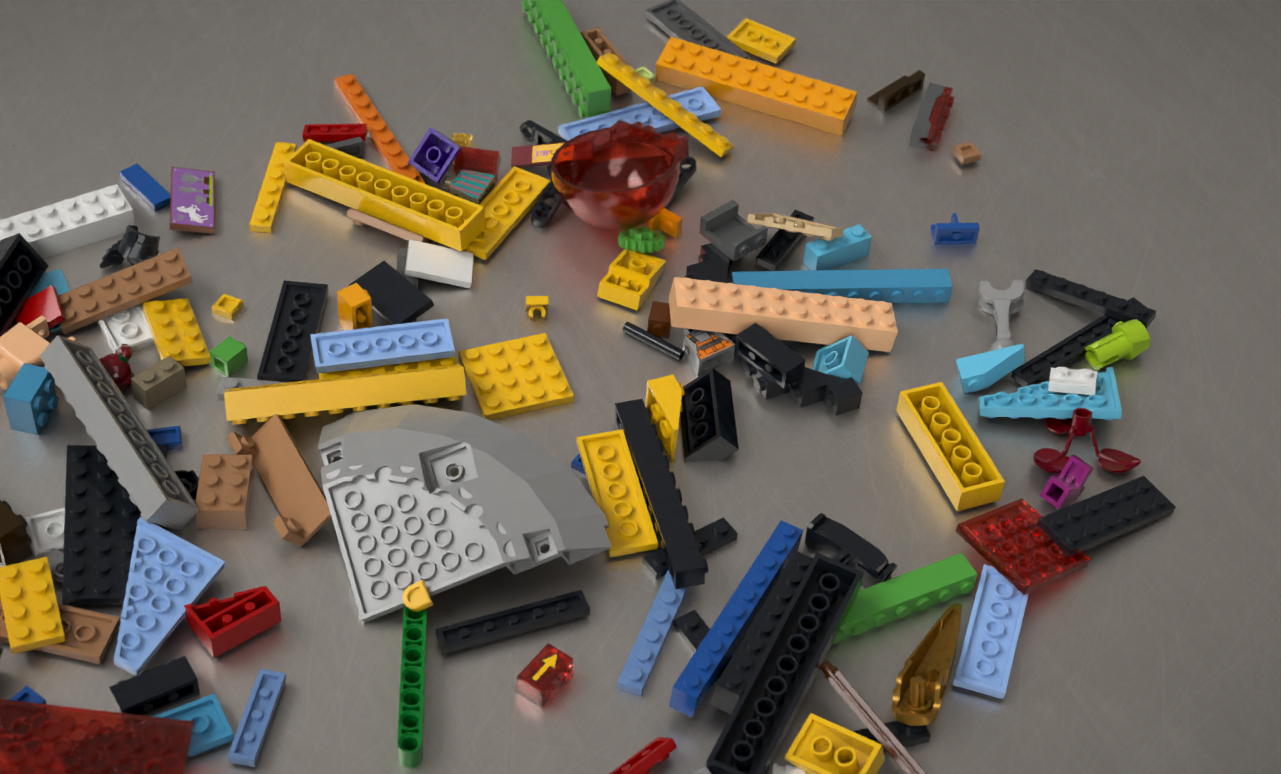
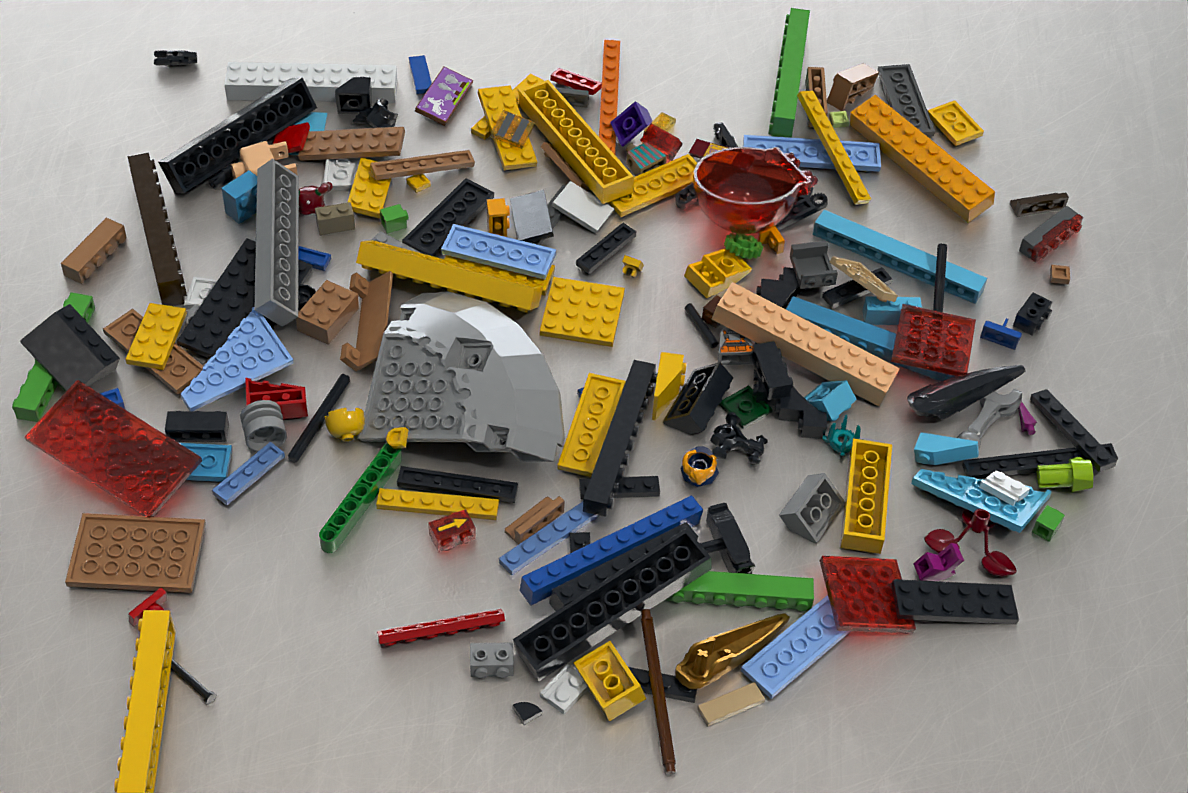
camera: 30 degrees right, 5 degrees up
(91, 235) = (354, 95): none -> black slope
(222, 284) = (422, 164): none -> medium nougat plate
(242, 652) = (263, 424): none -> light grey wheel
(293, 208) = (493, 102): none -> yellow plate
(297, 640) = (319, 417): none -> black axle
(305, 207) = (512, 129): none -> clear yellow tile
(338, 609) = (345, 424): none -> yellow cylinder
(494, 298) = (606, 248): none -> black plate
(502, 654) = (436, 503): none -> yellow plate
(624, 622) = (535, 519): none -> medium nougat panel
(634, 35) = (850, 84): none -> medium nougat wedge
(756, 410) = (745, 406): none -> dark green tile
(760, 488) = (699, 466): none -> piece
(771, 445) = (729, 438): none -> black piece
(803, 192) = (897, 255): none -> medium azure brick
(868, 205) = (940, 277): none -> black axle
(873, 392) = (834, 434): none -> teal piece
(903, 481) = (812, 507): none -> light grey slope
(905, 261) = (933, 340): none -> clear red plate
(964, 302) = (961, 391): none -> black piece
(968, 724) = (731, 704): none -> tan tile
(971, 200) = (1033, 313): none -> black brick
(1040, 308) = (1027, 420): none -> magenta piece
(1133, 399) = (1048, 523): none -> bright green brick

